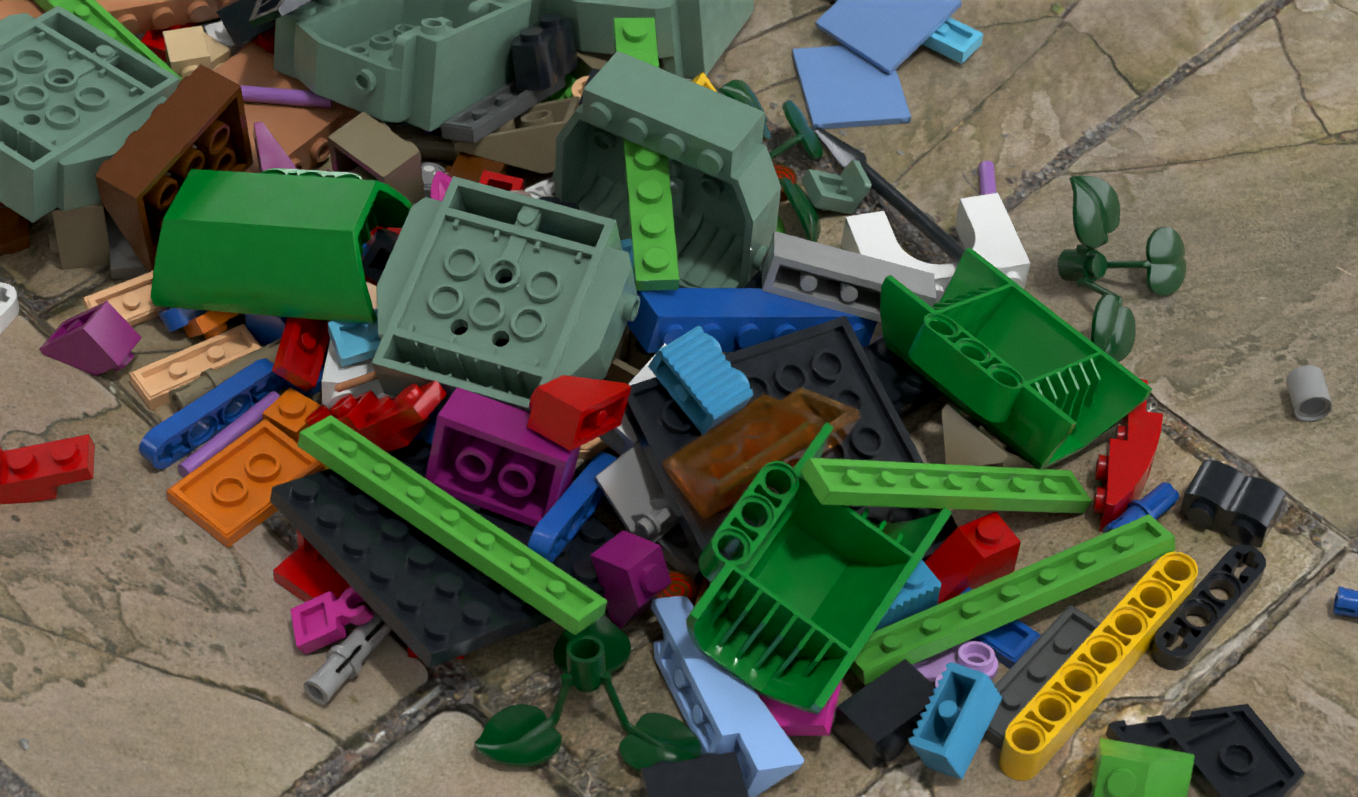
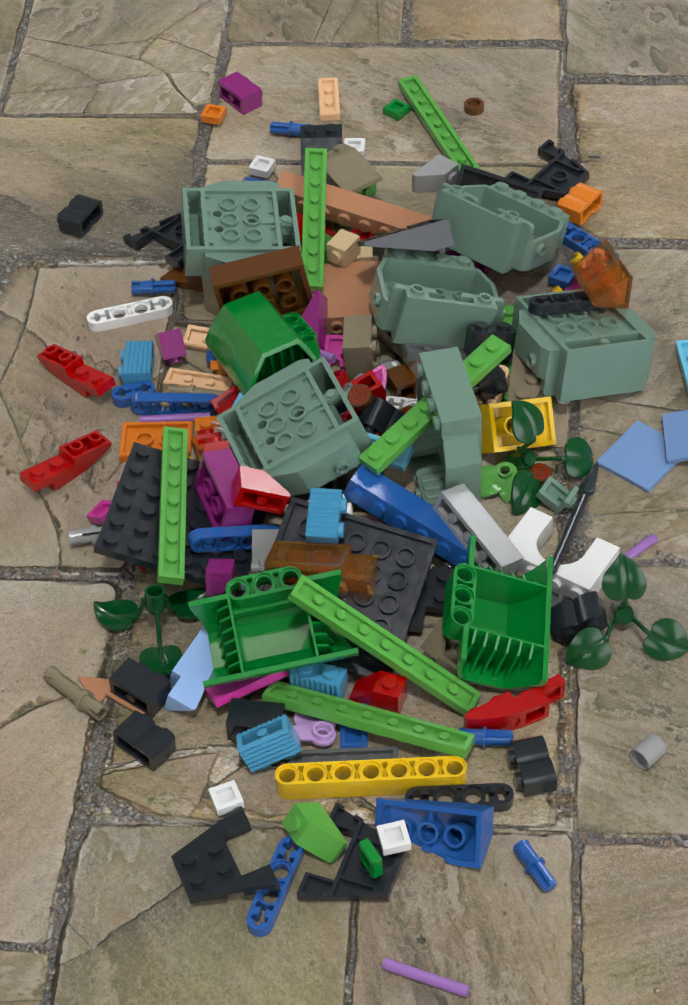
camera: 55 degrees right, 0 degrees up
(80, 398) = (137, 362): none -> dark azure brick
(118, 440) = (128, 391): none -> blue beam
(168, 598) = (70, 463): none -> red slope
(284, 97) = (353, 281): medium lavender bar -> none
(1066, 290) = (574, 615): none -> black brick
(1235, 701) = (393, 837): none -> white plate
(1250, 647) = (447, 829): none -> blue wedge
(1250, 744) = (370, 858): none -> green tile

